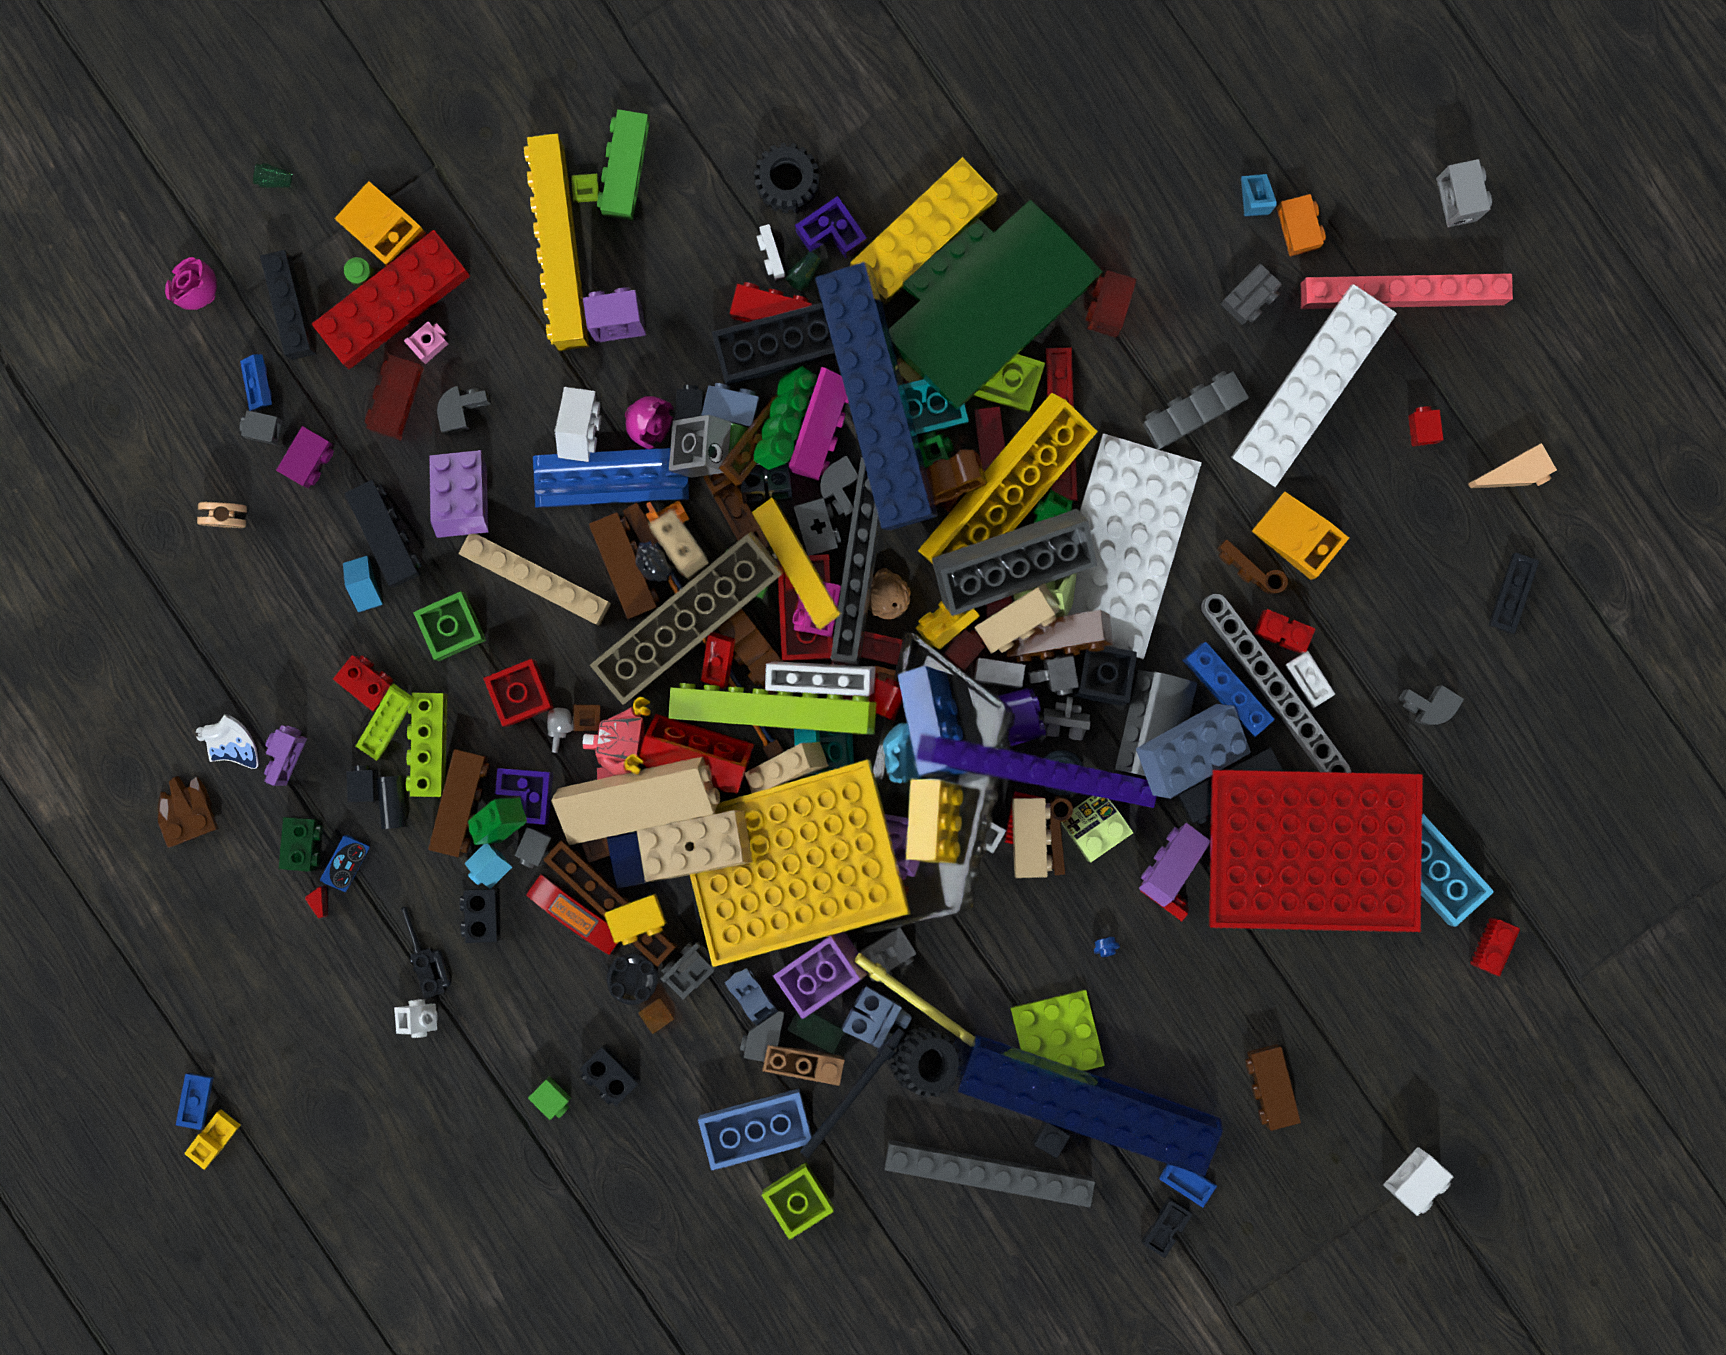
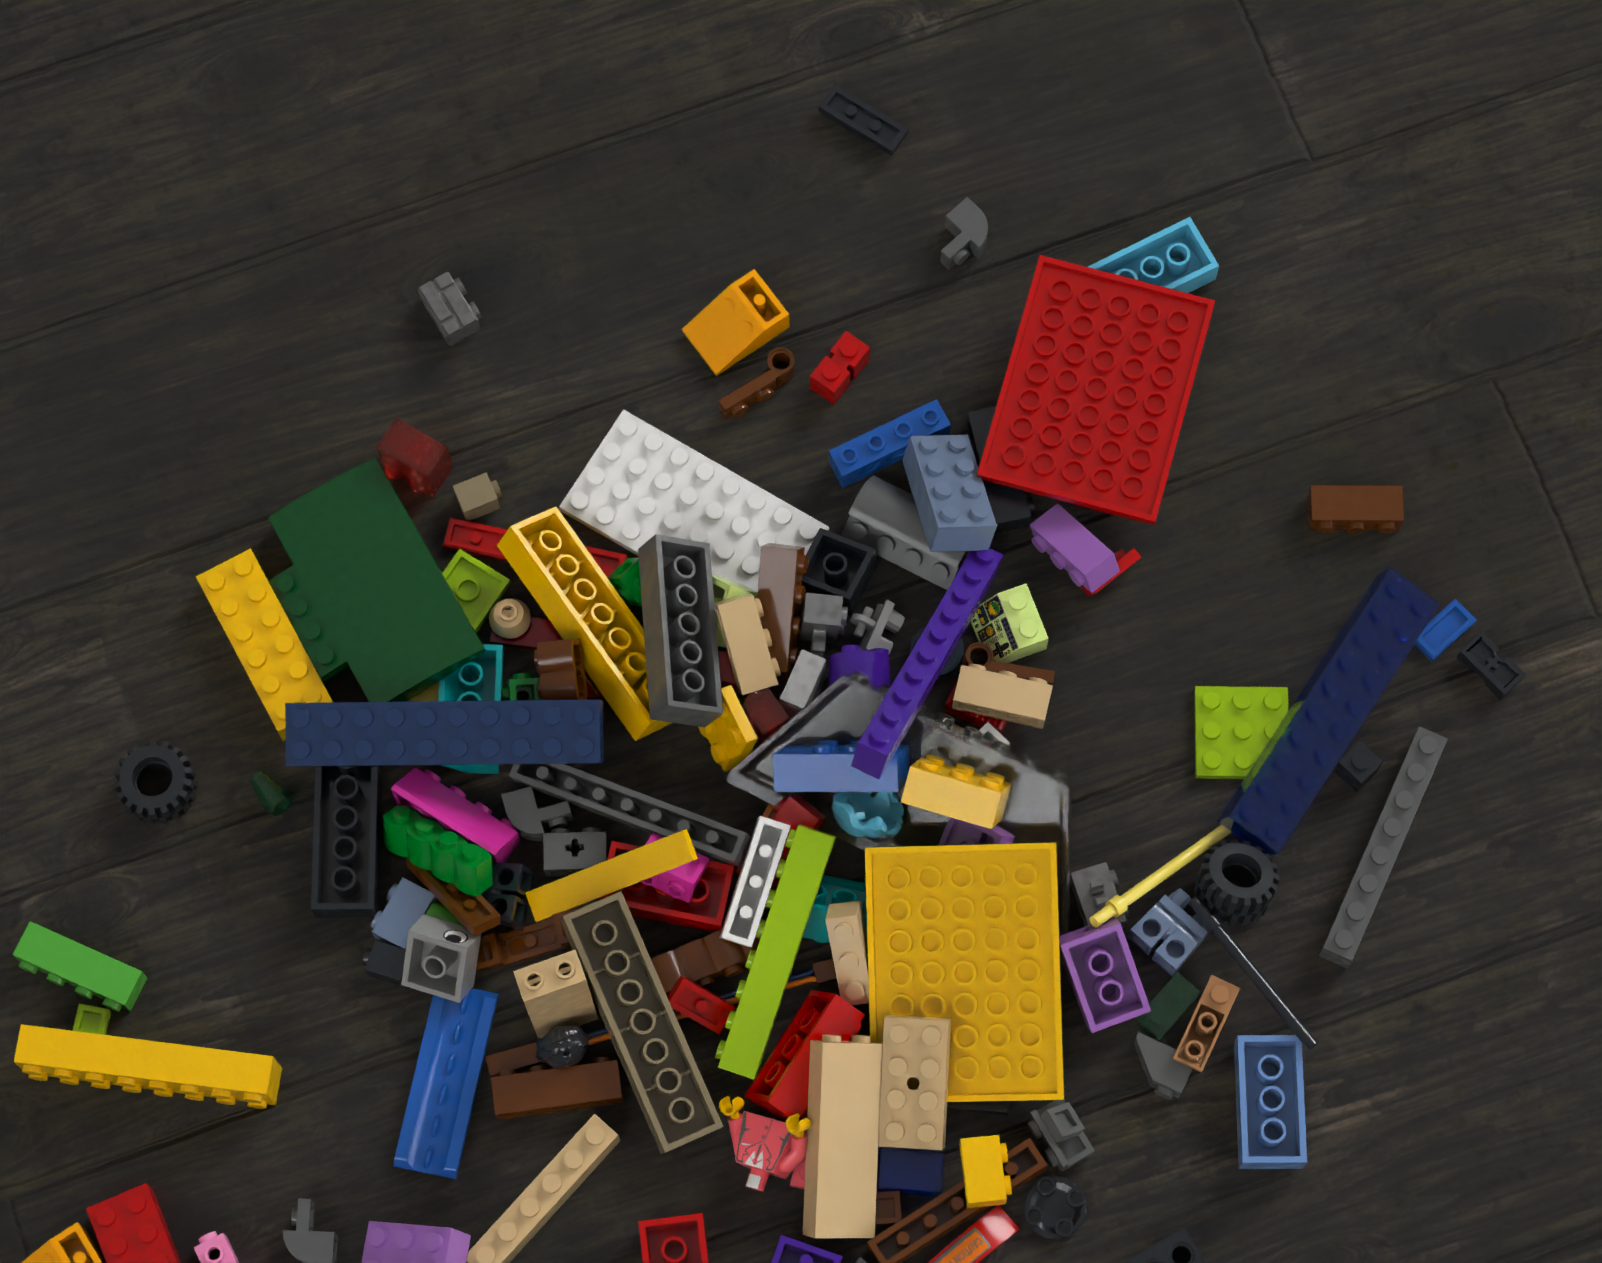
camera: 70 degrees left, 15 degrees down
(559, 724) = (725, 1216): light grey piece -> none
(577, 424) = (373, 1094): white brick -> none
(586, 717) = (726, 1181): reddish brown plate -> none
(614, 315) = (256, 1014): medium lavender brick -> none
(648, 420) = (391, 1015): dark pink cylinder -> none
(656, 1015) = (1106, 1190): clear orange tile -> none
(676, 507) = (513, 1021): orange bracket -> none
(751, 996) = (1110, 1068): sand blue brick -> none
(755, 304) = (292, 857): red slope -> none
(767, 243) = (249, 823): white plate -> none
(797, 1200) = (1366, 1074): lime brick -> none
(833, 223) = (226, 740): dark purple brick -> none
(881, 648) = (740, 810): red plate -> none
(886, 590) = (674, 788): medium nougat hair -> none
(1000, 427) = (509, 618): none -> tan cone
(1094, 364) = (477, 496): none -> dark tan brick
(1106, 946) = (1150, 650): blue plate -> none
(1194, 411) = (562, 400): dark grey brick -> none
(1257, 195) = (340, 274): dark azure slope -> none
(1264, 681) = (891, 403): light grey beam -> none
(1301, 225) = (387, 237): orange brick -> none
(1310, 679) = (901, 355): white plate -> none
(1313, 385) = (572, 265): white brick -> none
(1411, 290) = (495, 147): coral brick -> none
(1418, 1181) = (1497, 377): white brick -> none
(1425, 426) = (652, 164): red brick -> none
(1464, 193) = (406, 59): light grey brick -> none
(1495, 946) = (1252, 234): red brick -> none
(1520, 471) = (729, 76): light nougat slope -> none

